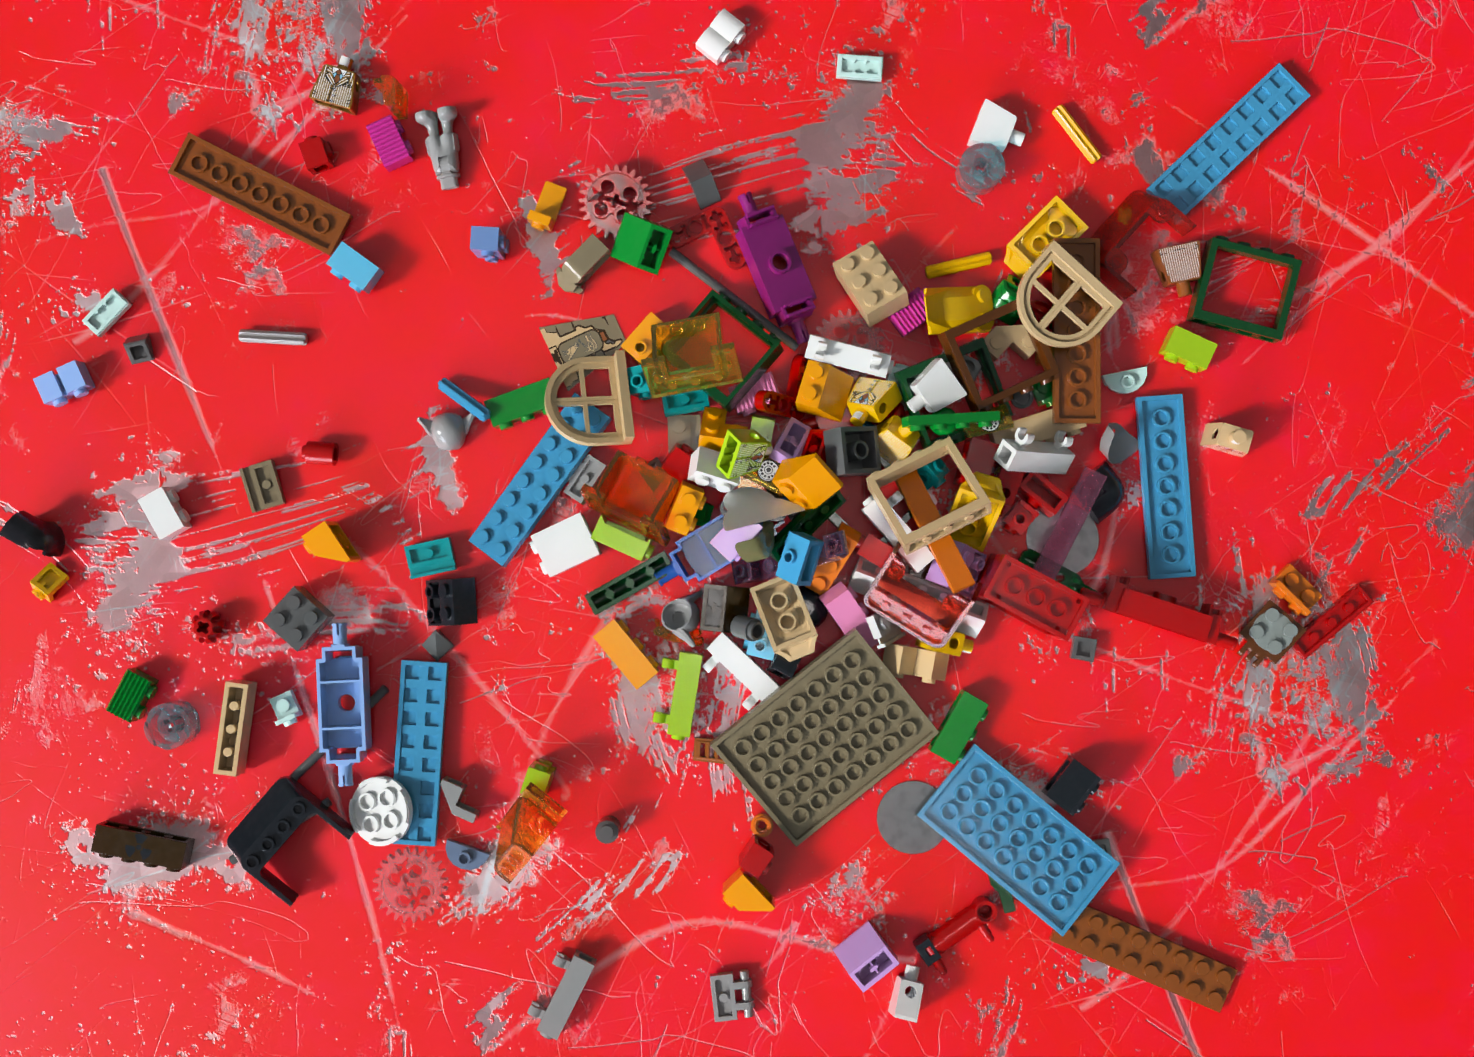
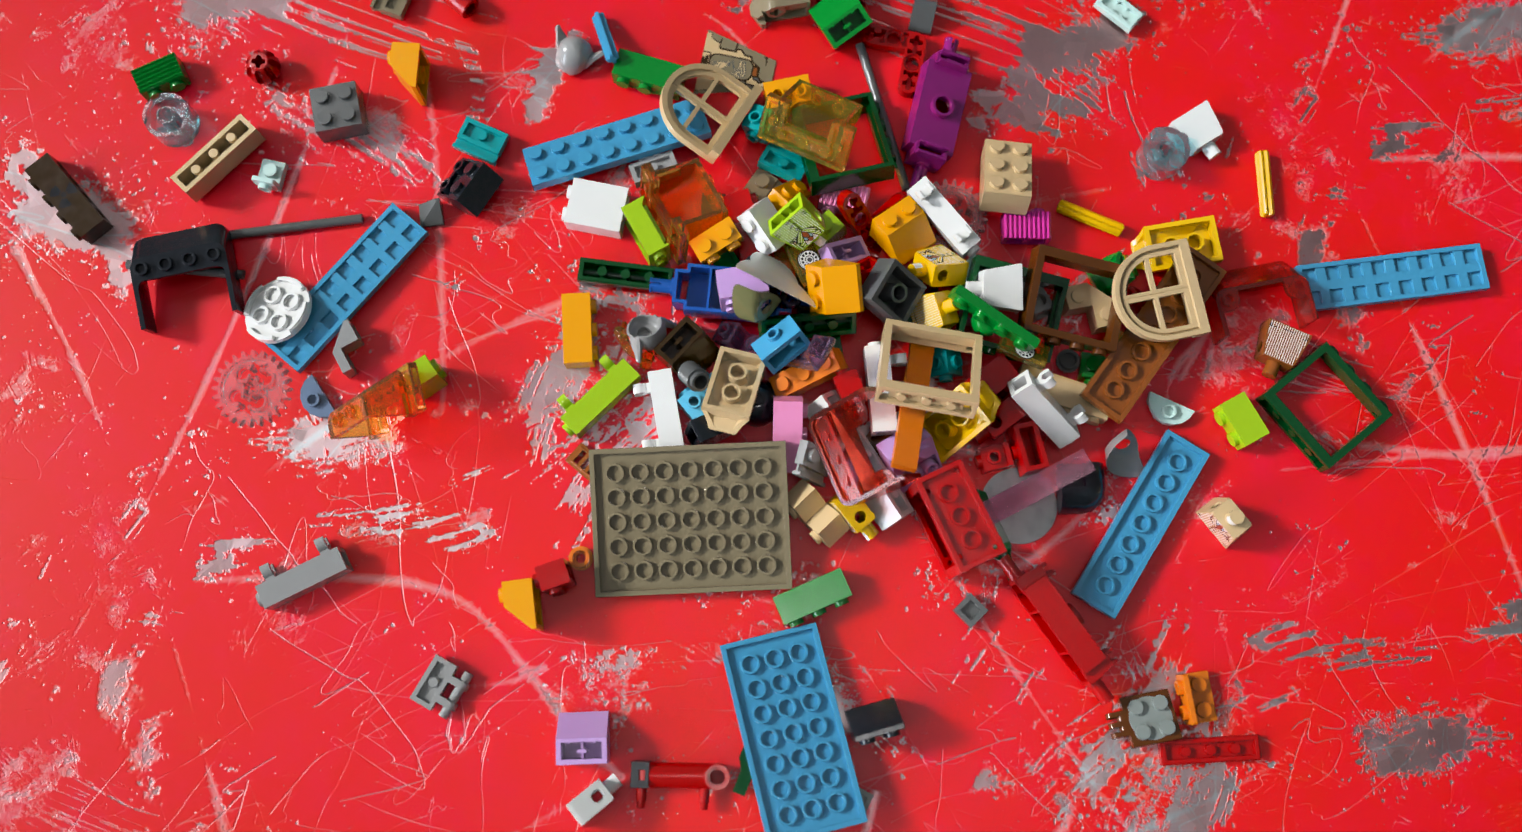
camera: 30 degrees right, 10 degrees down
(337, 725) = (322, 180): light blue brick -> none
(607, 829) = (449, 463): dark grey brick -> none
(899, 821) = (700, 643): flat silver sticker -> none
(956, 305) = (1057, 233): yellow slope -> none

